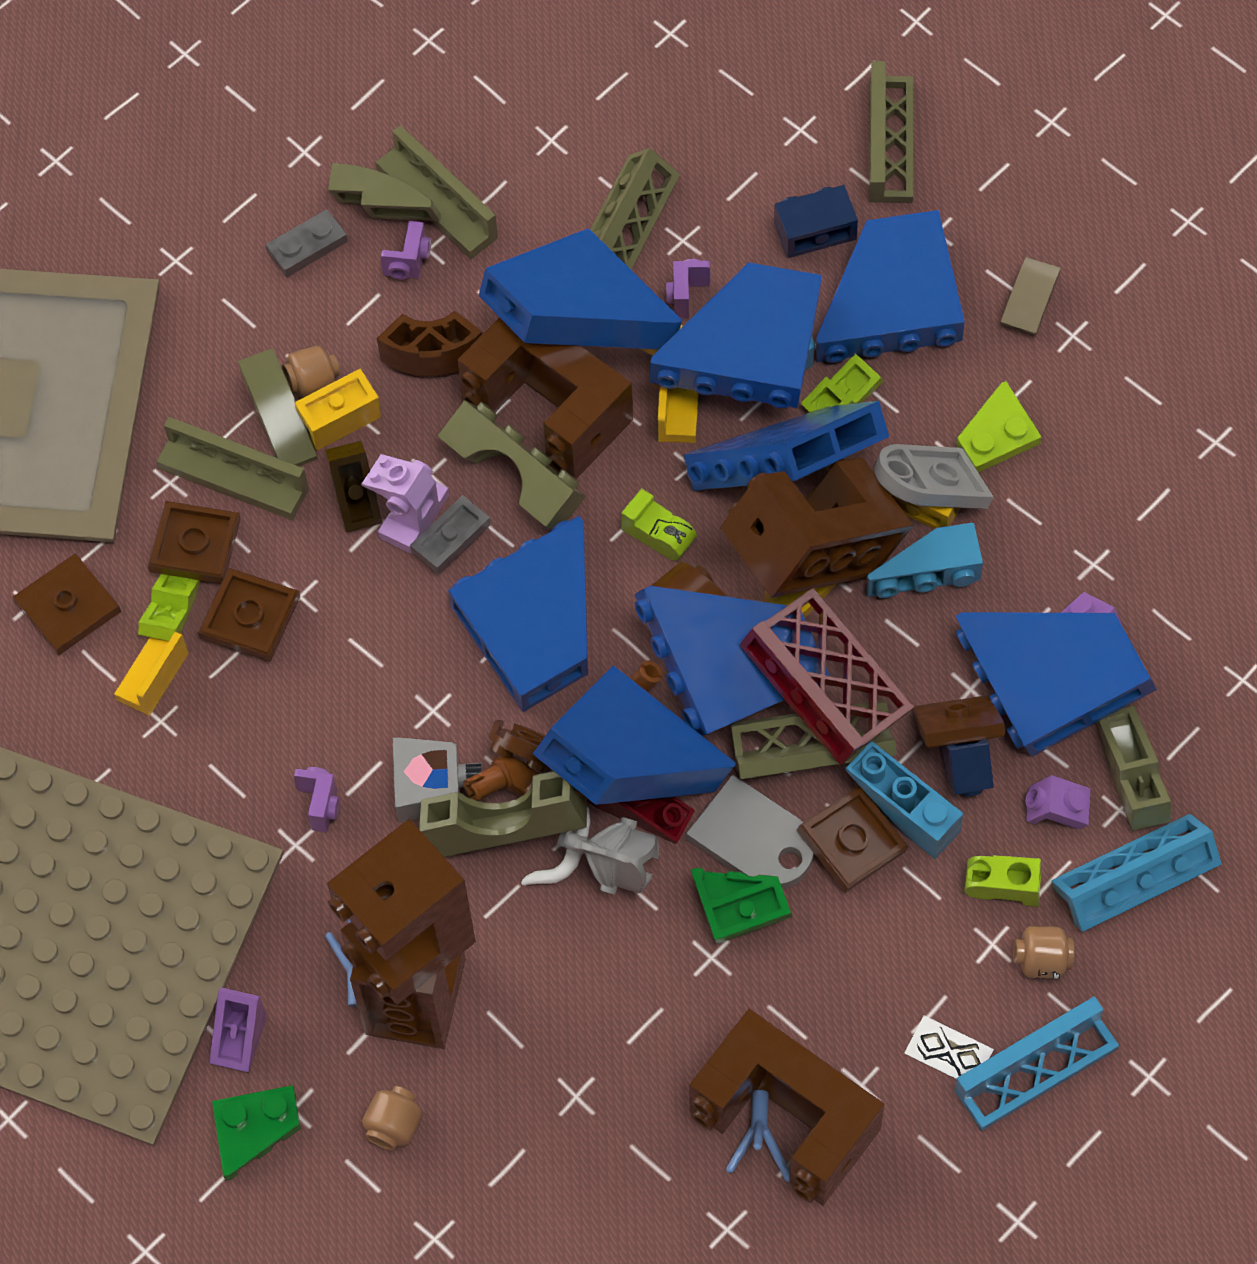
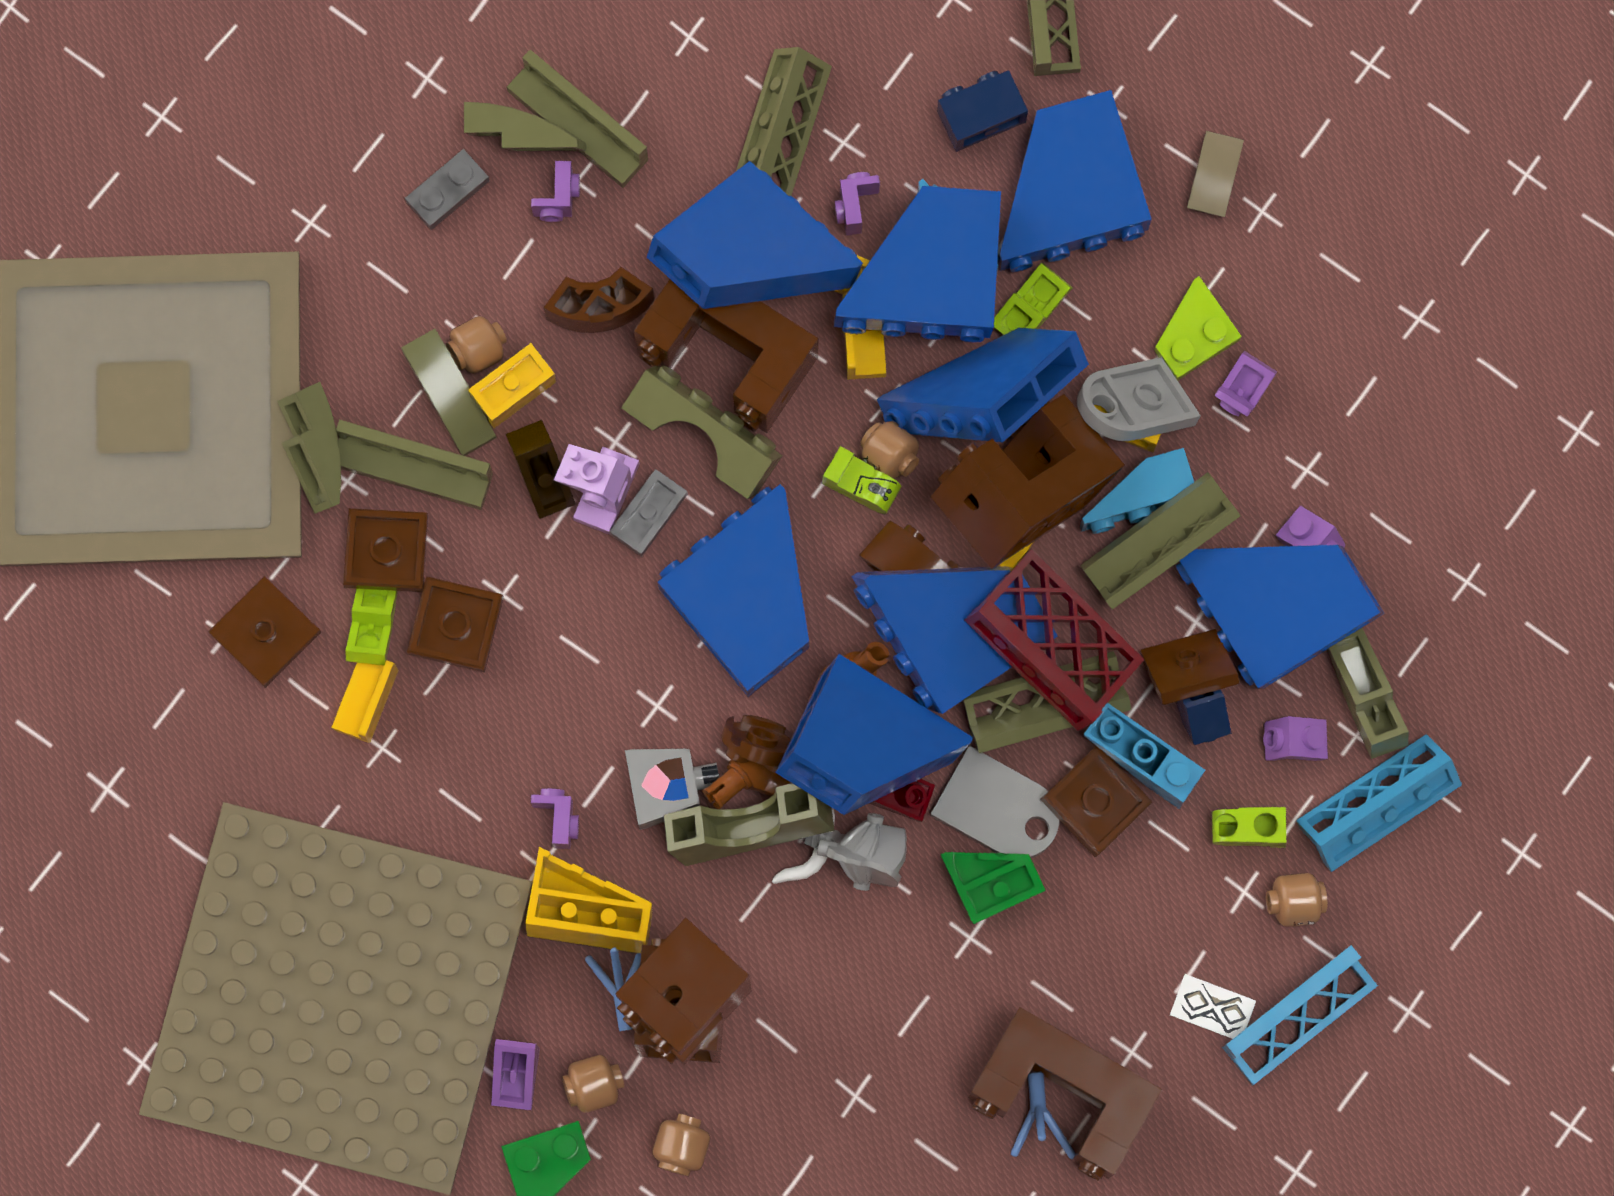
camera: 10 degrees left, 15 degrees up
(141, 440) = (314, 447): none -> olive slope
(304, 869) = (583, 909): none -> yellow wedge
(312, 1049) = (592, 1083): none -> medium nougat head
(690, 499) = (890, 449): none -> medium nougat head
(941, 601) = (1160, 540): none -> olive fence
(1040, 478) = (1245, 385): none -> medium lavender bracket

